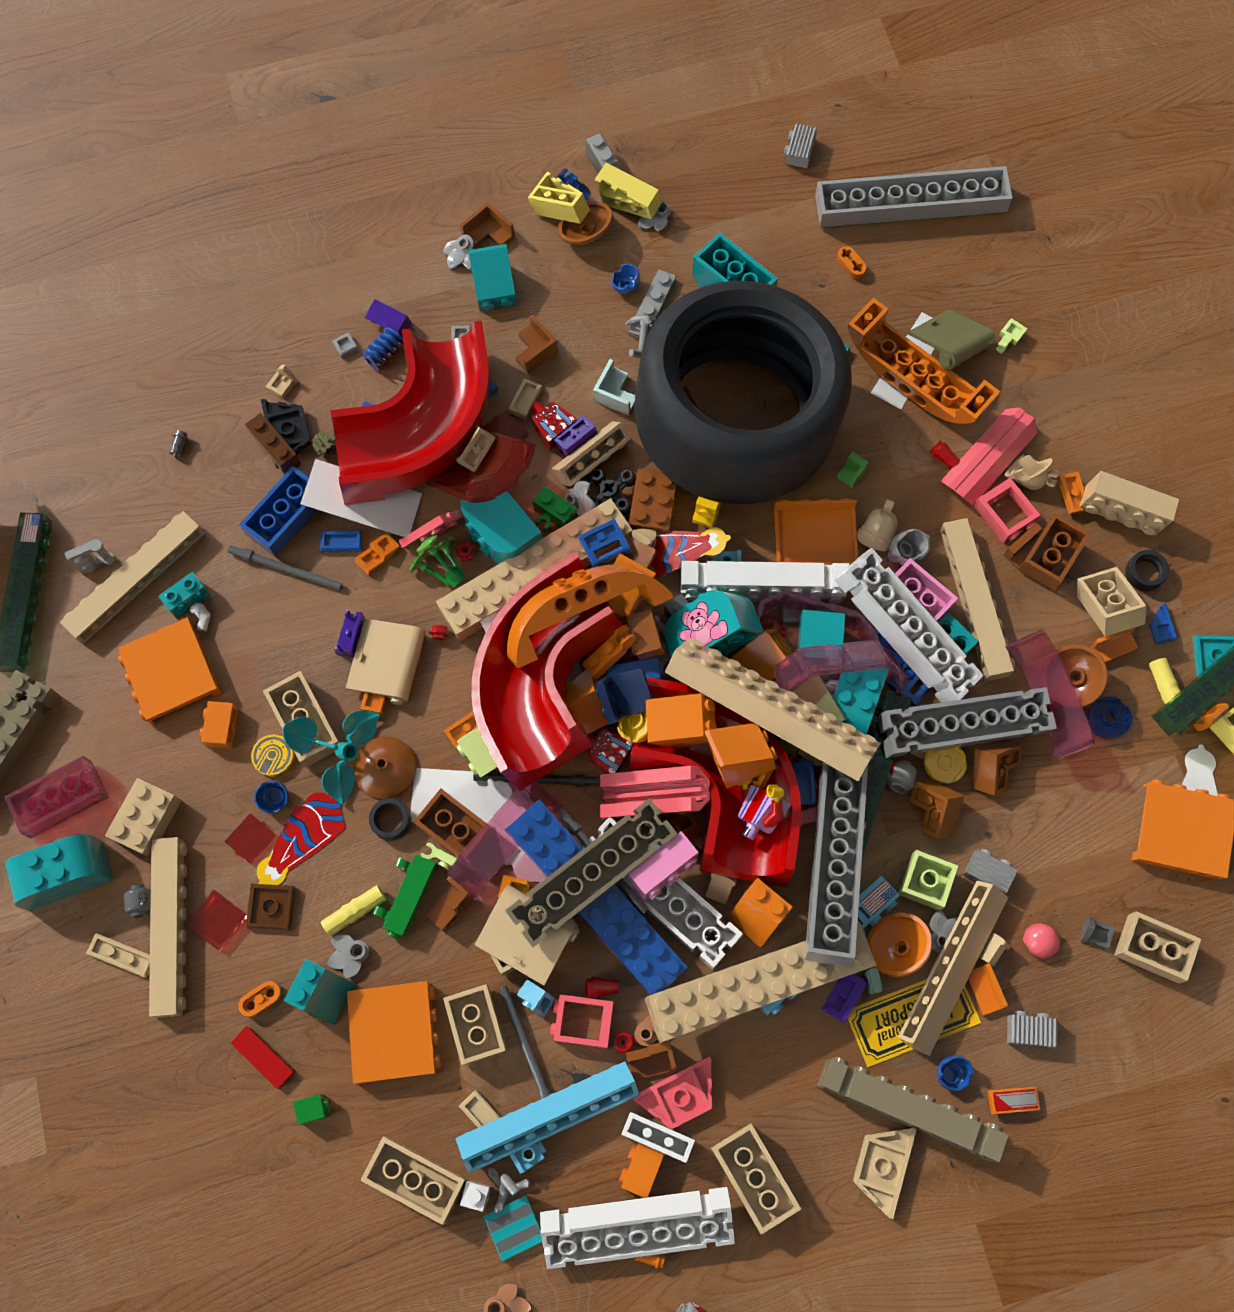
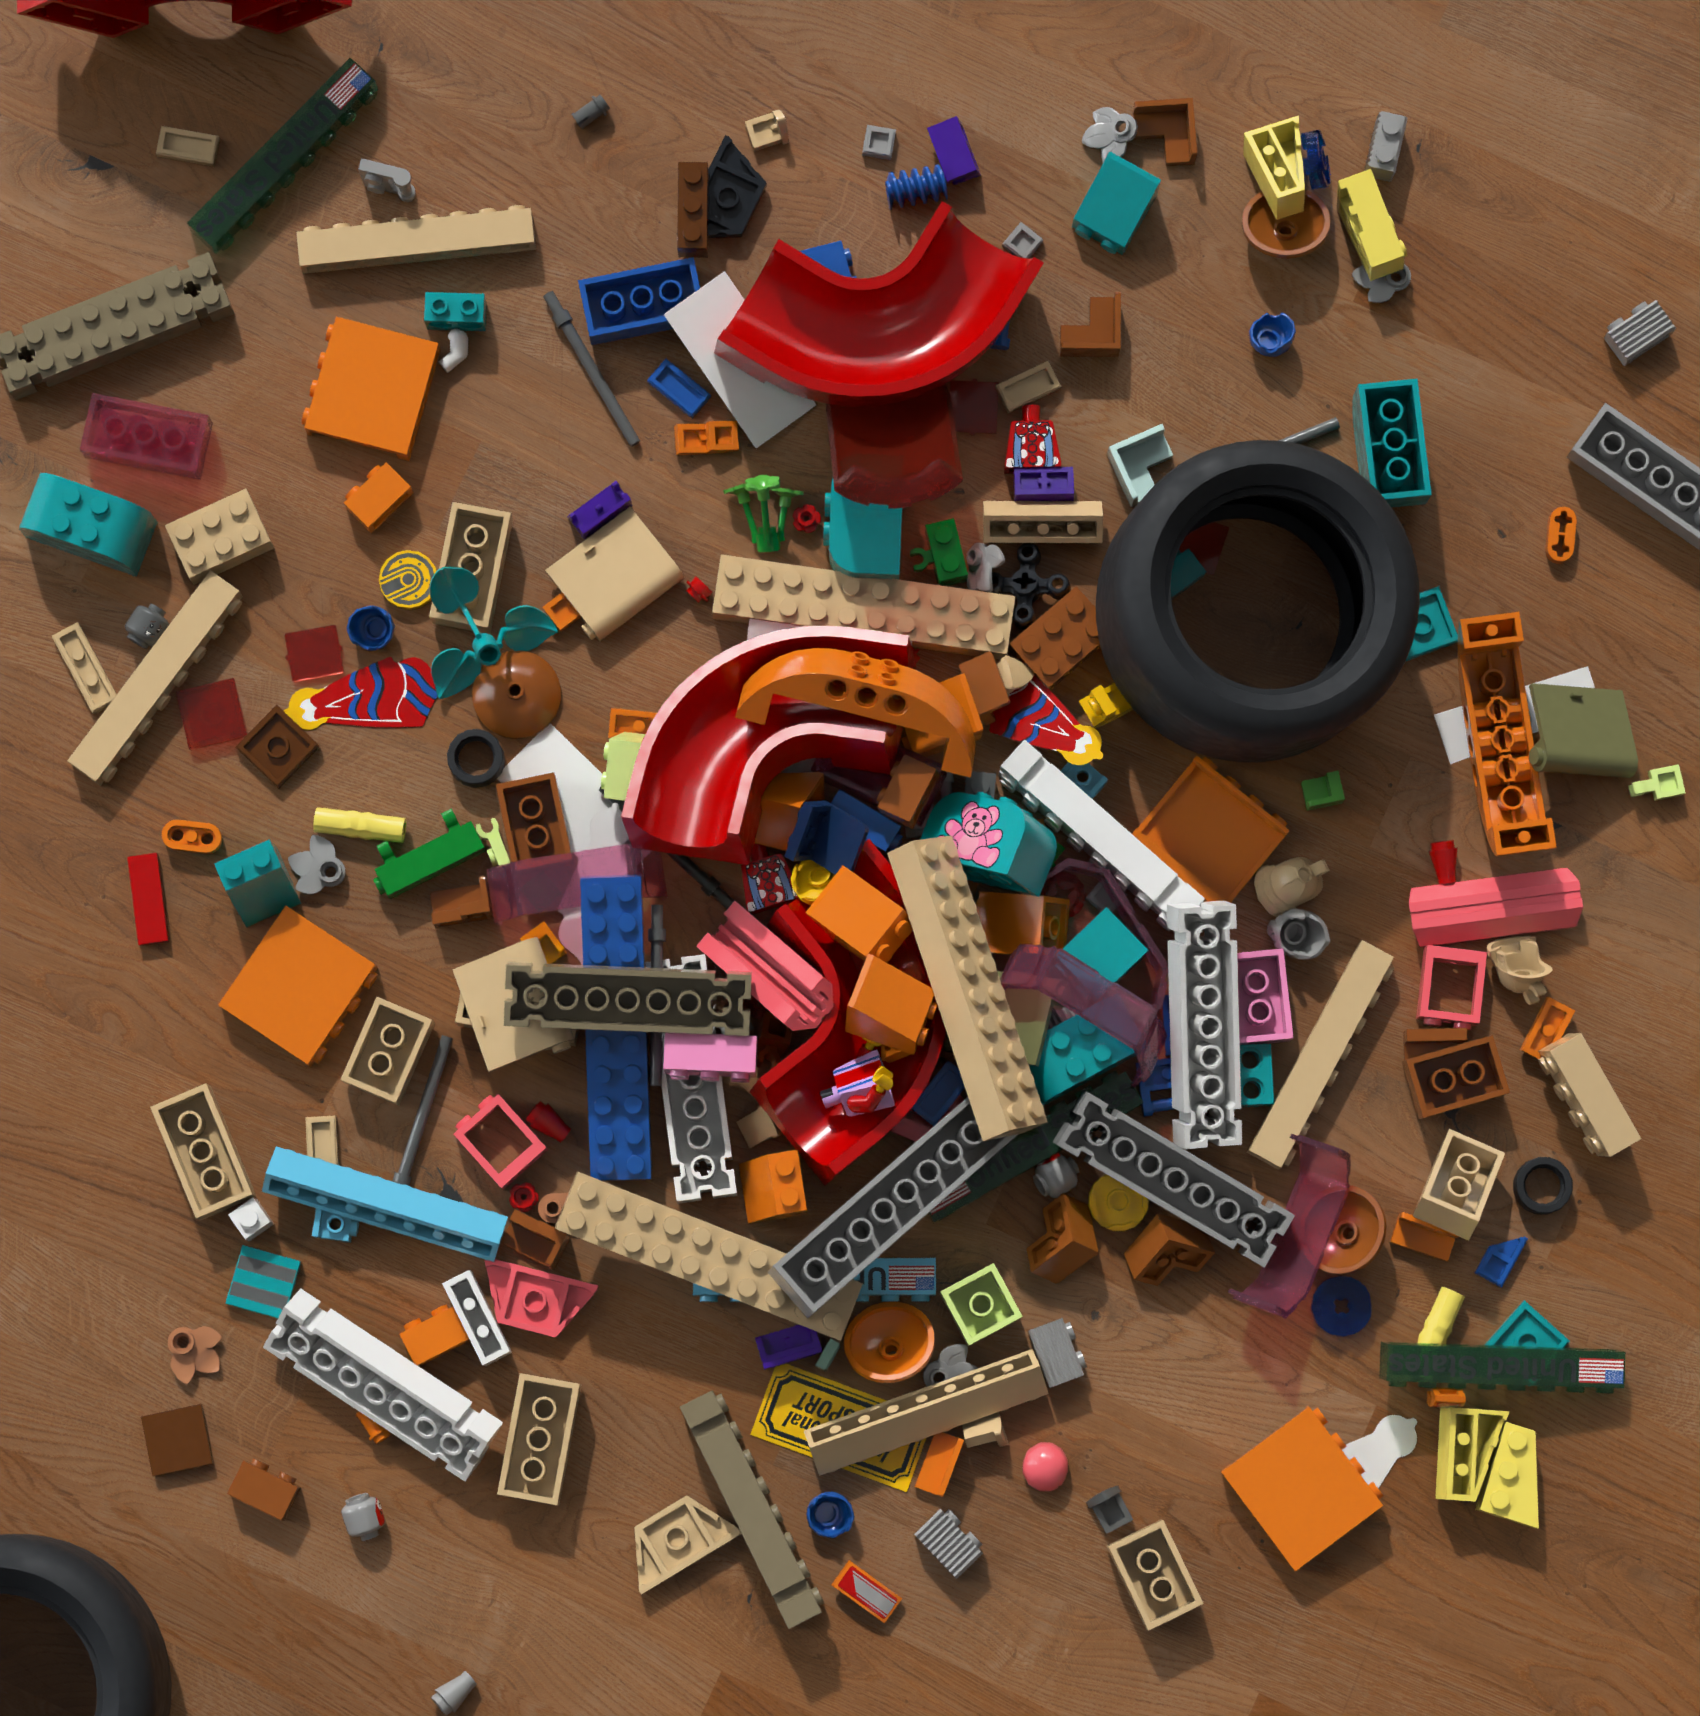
camera: 35 degrees right, 10 degrees up
(312, 1109) = (157, 995): green brick -> none
(324, 443) = (753, 253): olive gear -> none
(433, 527) = (788, 465): coral wing -> none
(476, 449) = (910, 414): tan hinge -> none
(506, 1187) = (287, 1236): light grey piece -> none
(536, 998) = (471, 1077): medium azure brick -> none
(602, 537) = (961, 637): blue plate -> none
(609, 652) = (851, 778): orange hinge -> none
(645, 322) = (1242, 412): light grey piece -> none
(654, 299) = (1277, 391): light grey plate -> none

